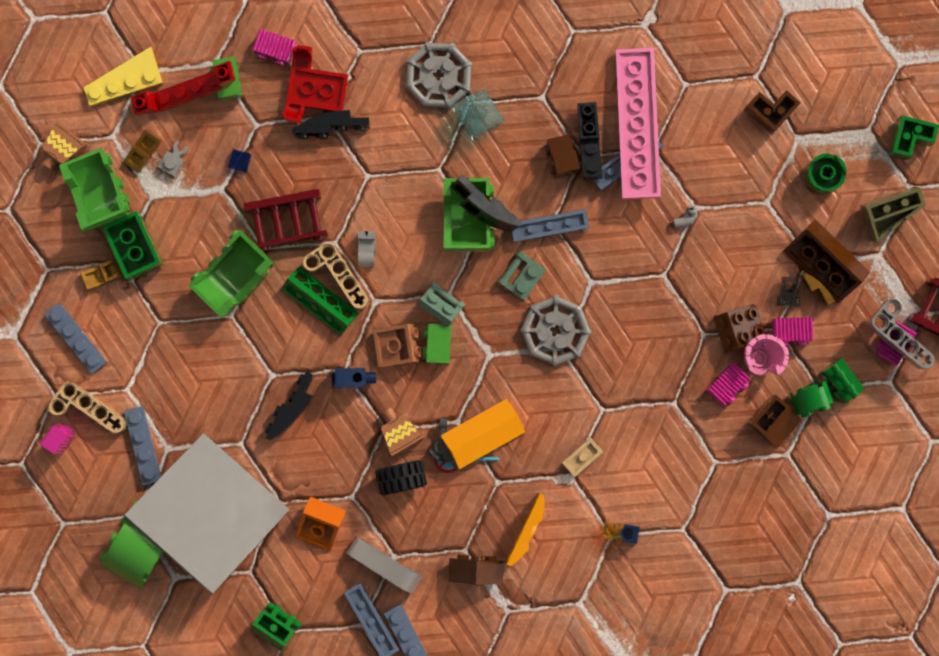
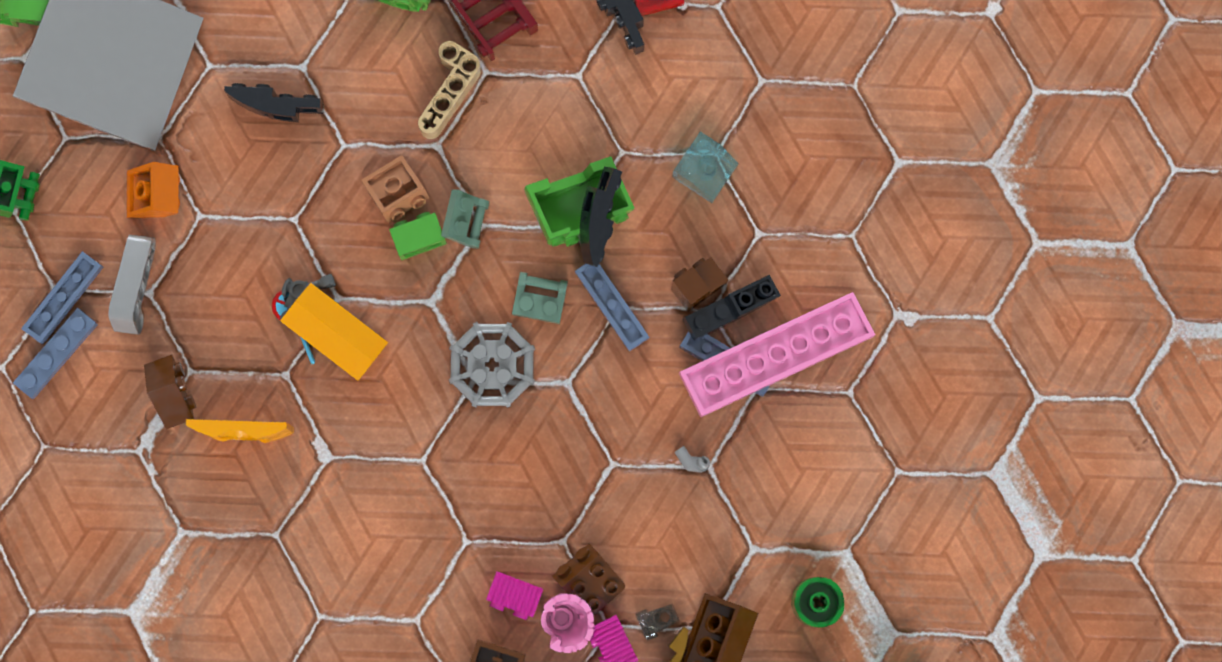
camera: 65 degrees right, 5 degrees down
(317, 303) = (403, 80): green fence -> none
(343, 378) = (330, 144): dark blue torso -> none
(366, 248) = (493, 108): light grey leg -> none
(399, 432) = (295, 235): nougat torso -> none
(401, 477) = (240, 257): black tyre -> none
(435, 64) = (737, 92): light grey plate -> none
(582, 457) = (355, 459): tan plate -> none
(621, 532) = (285, 544): leg -> none
(772, 115) = (858, 506): reddish brown brick -> none

